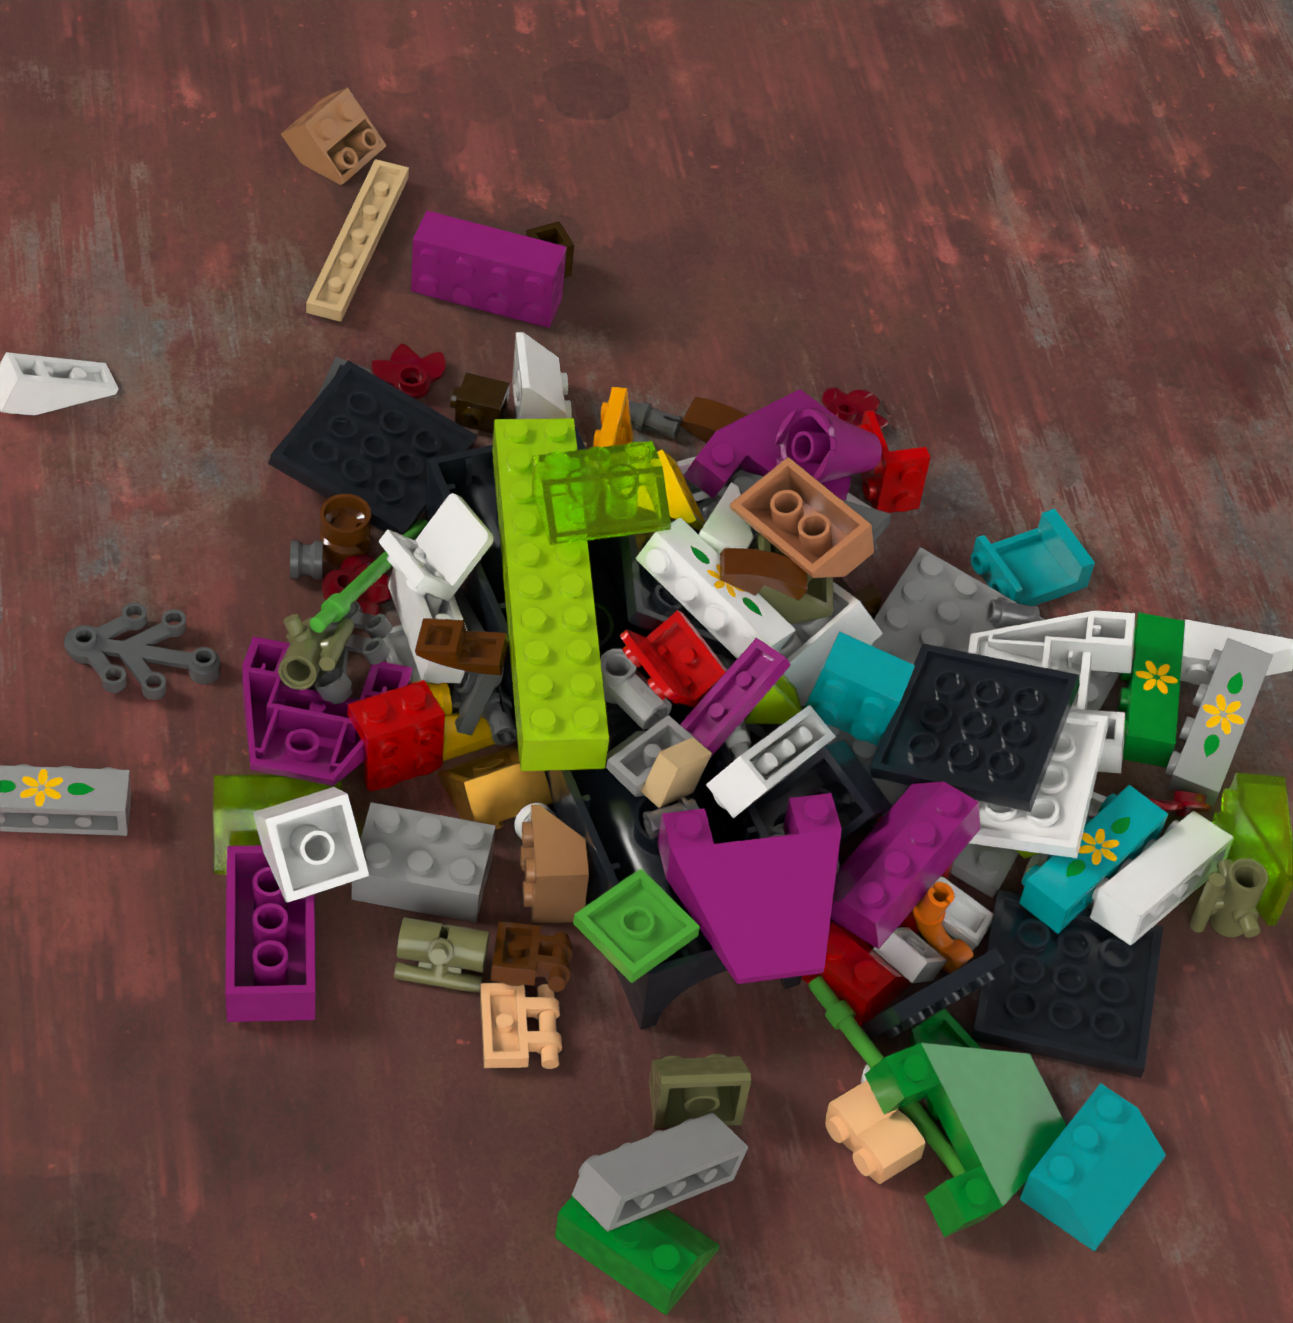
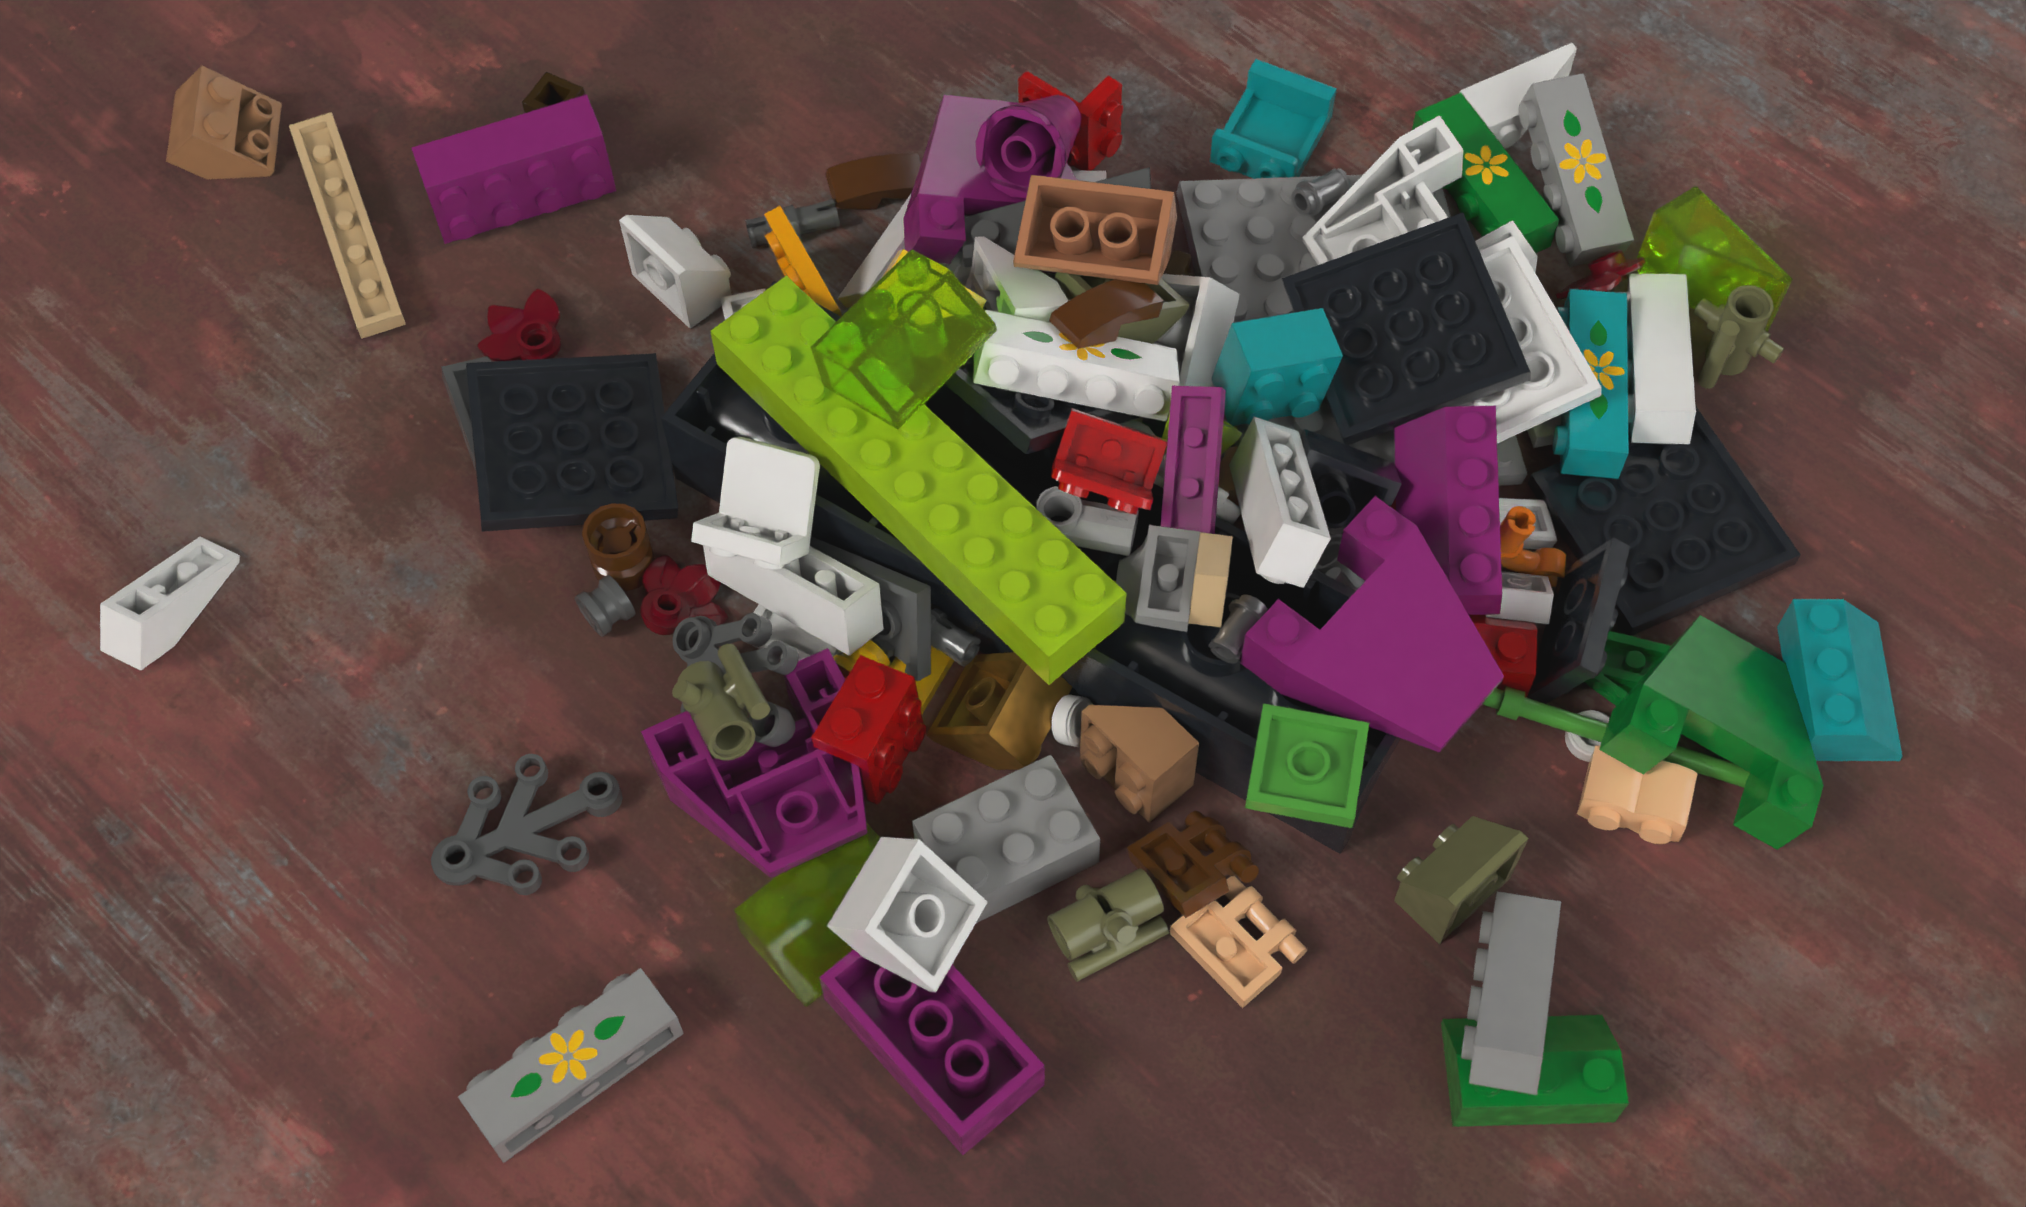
camera: 30 degrees left, 10 degrees up
(339, 603) = (704, 636): bright green bar -> none
(452, 646) = (876, 599): reddish brown slope -> none
(480, 402) = (627, 317): dark brown brick -> none
(852, 406) = (979, 78): dark red plate -> none

